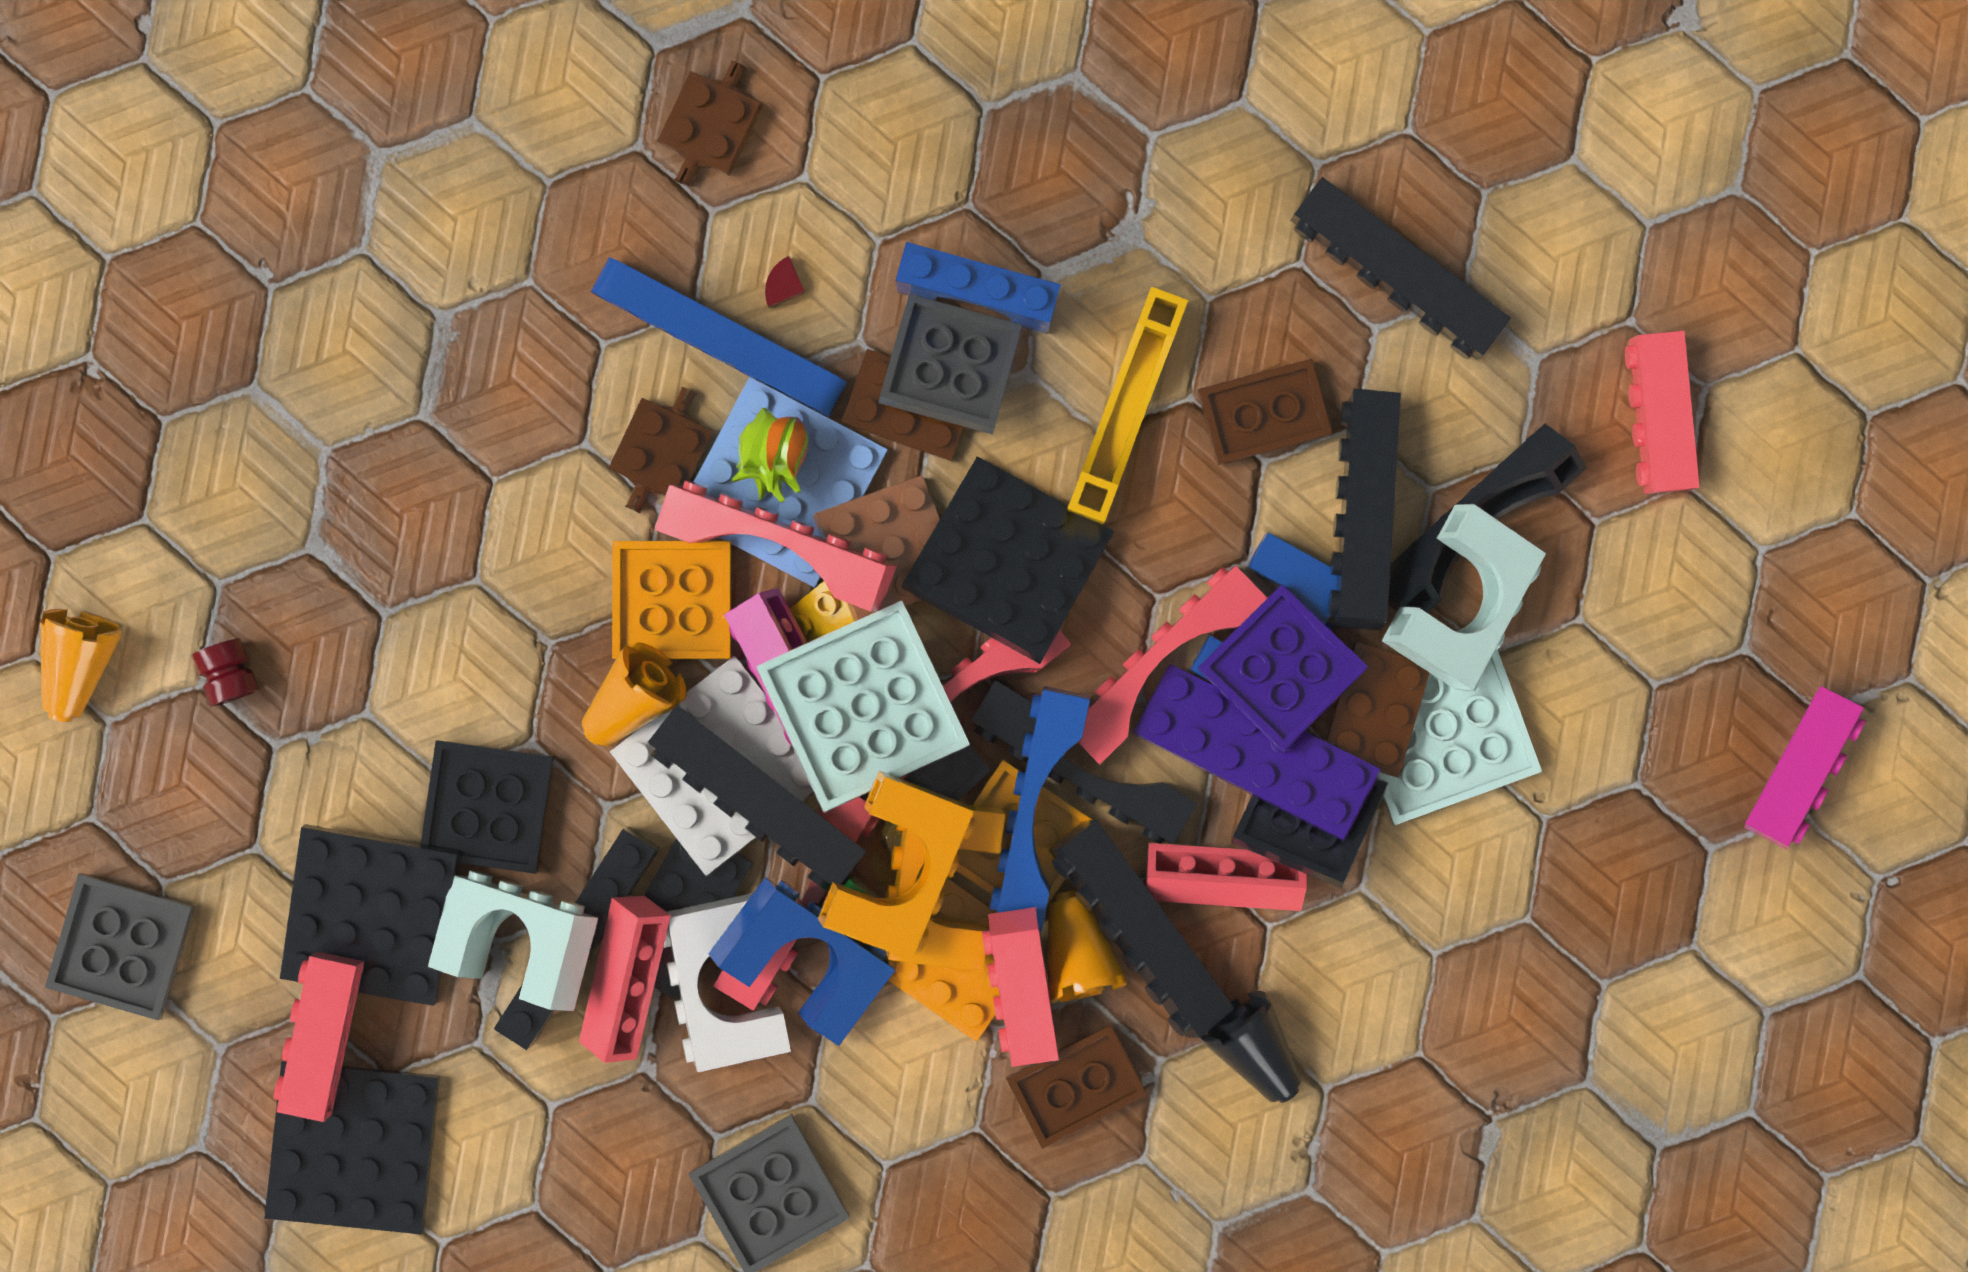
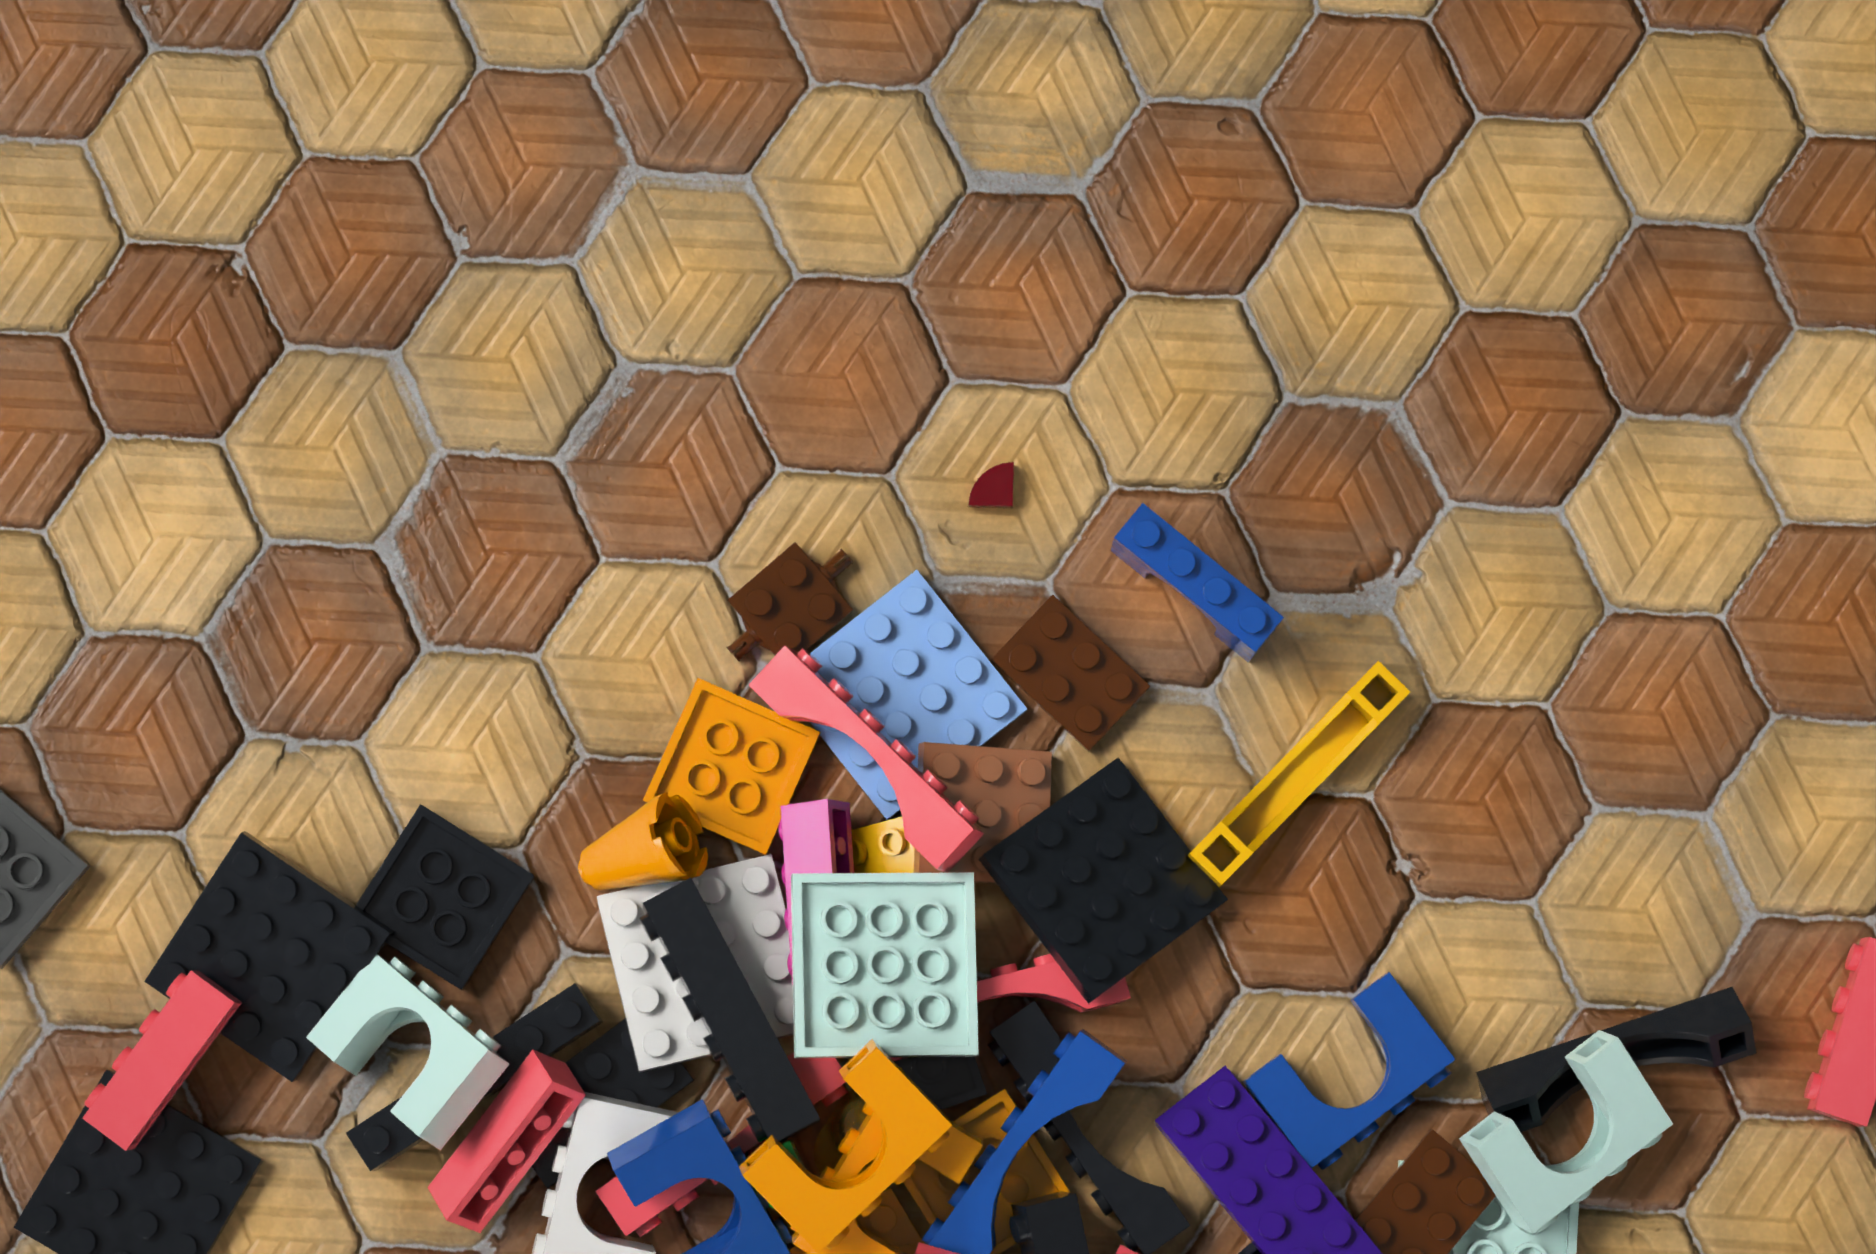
camera: 30 degrees right, 5 degrees down
(73, 660) = (84, 554): light orange cone -> none
(225, 672) = (234, 636): dark red wheel -> none
(710, 123) = (992, 289): reddish brown plate -> none
(718, 337) = (903, 514): blue beam -> none
(772, 453) = (906, 659): lime hair -> none
(950, 364) = (1132, 649): dark grey plate -> none
(1223, 607) = (1309, 1031): coral arch -> none
(1264, 412) = (1441, 844): reddish brown plate -> none
(1282, 668) = (1342, 1121): dark purple plate -> none
(1366, 509) = (1503, 993): black brick -> none
(1399, 269) = (1648, 758): black brick -> none

